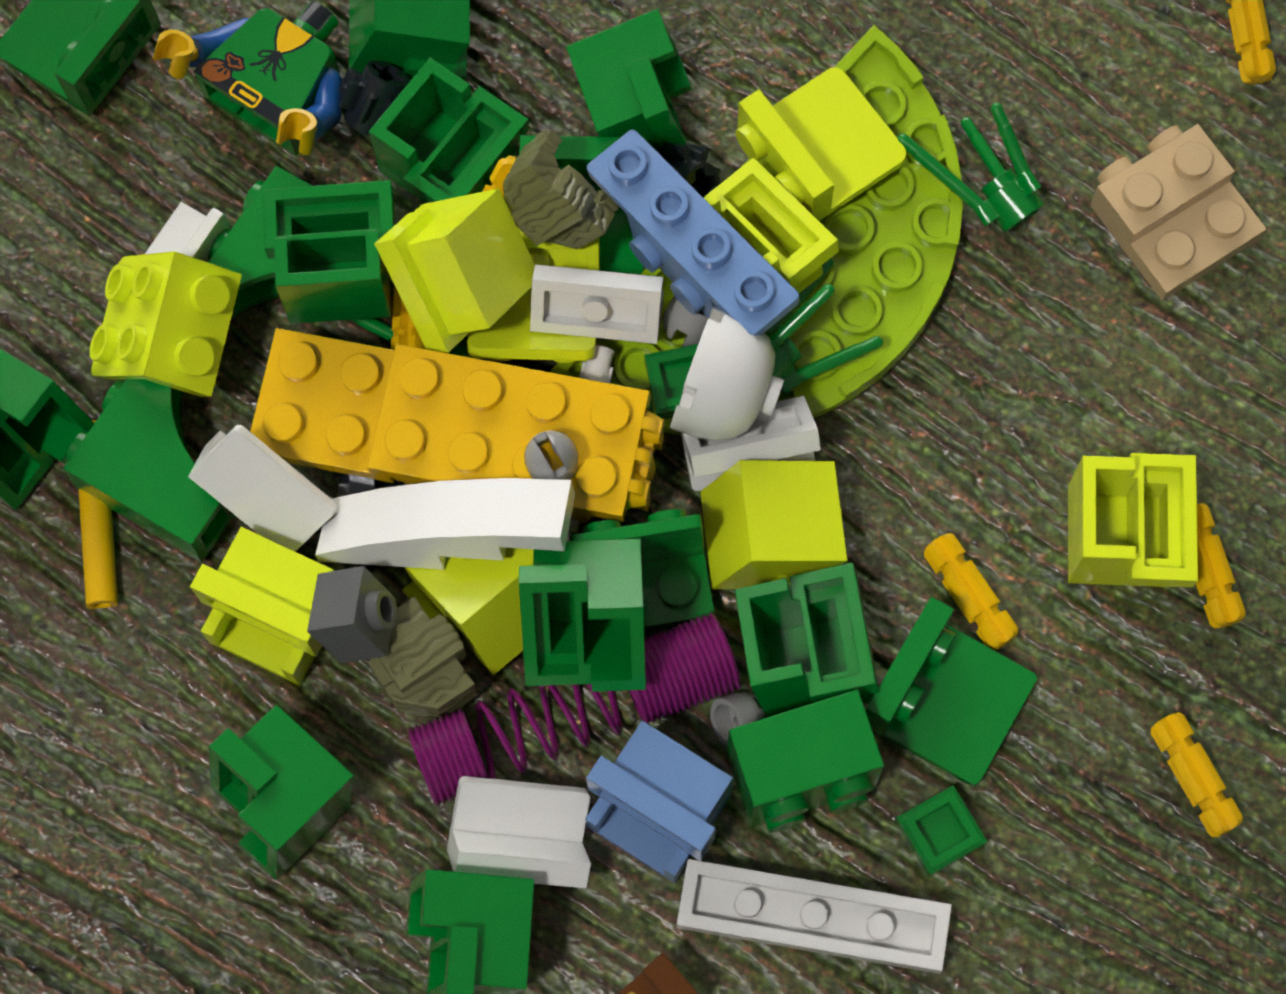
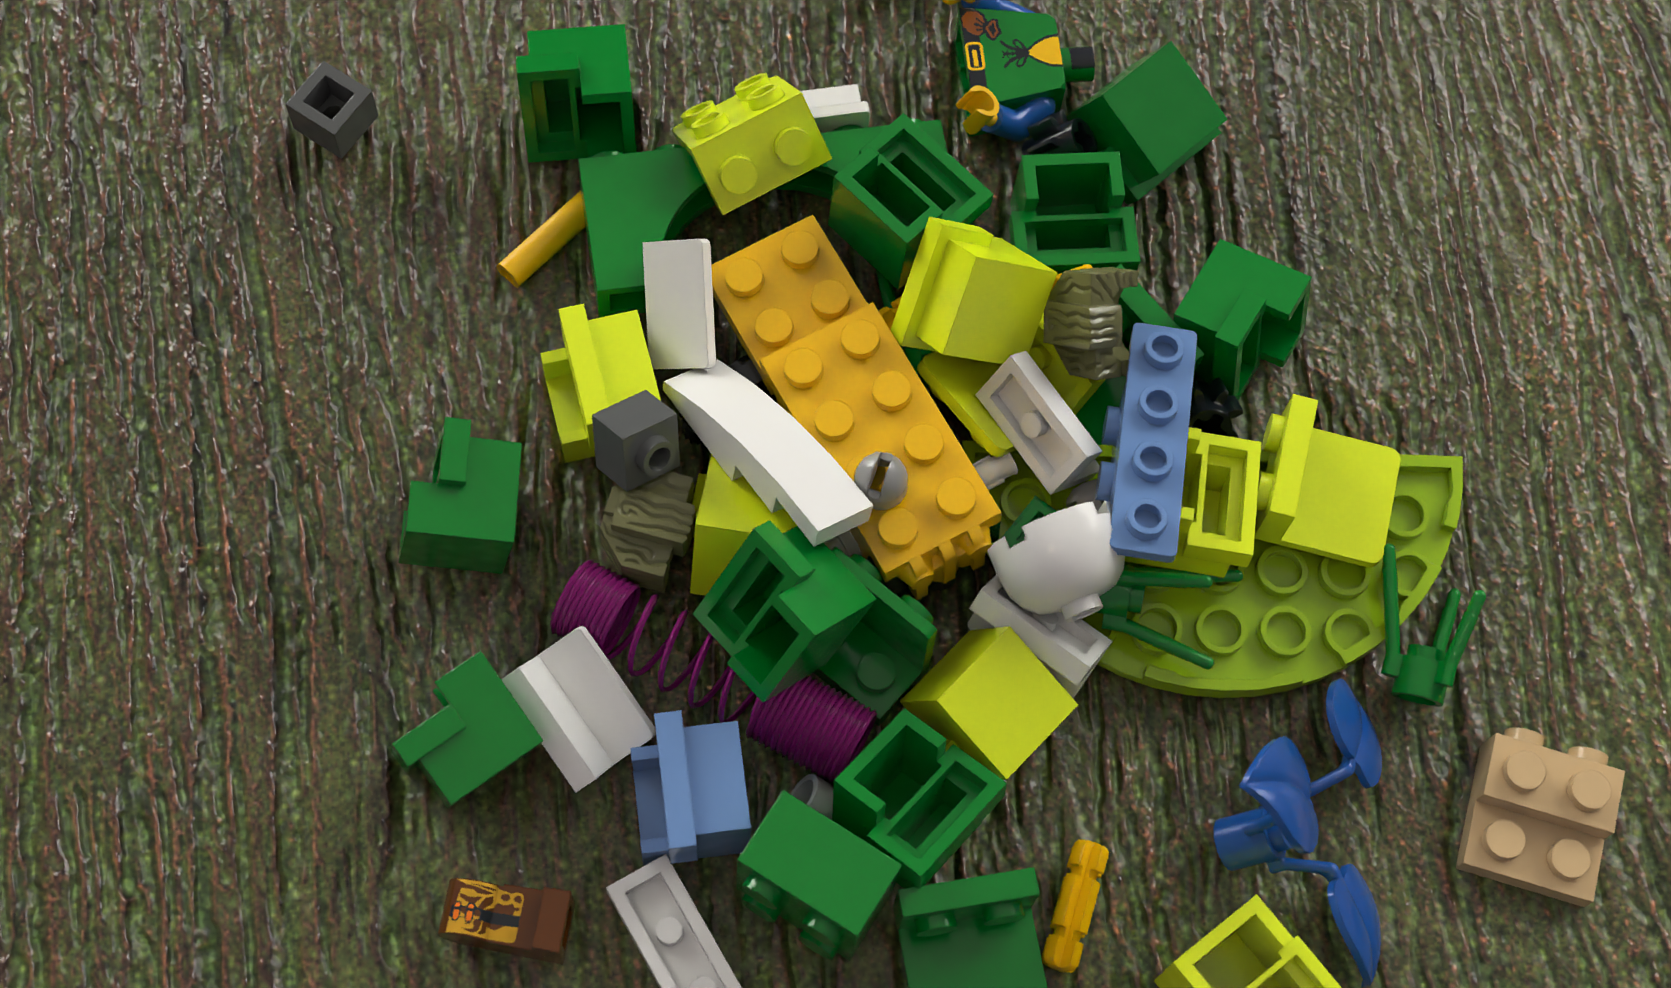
camera: 40 degrees right, 5 degrees down
(1042, 381) = (1289, 821): none -> blue plant

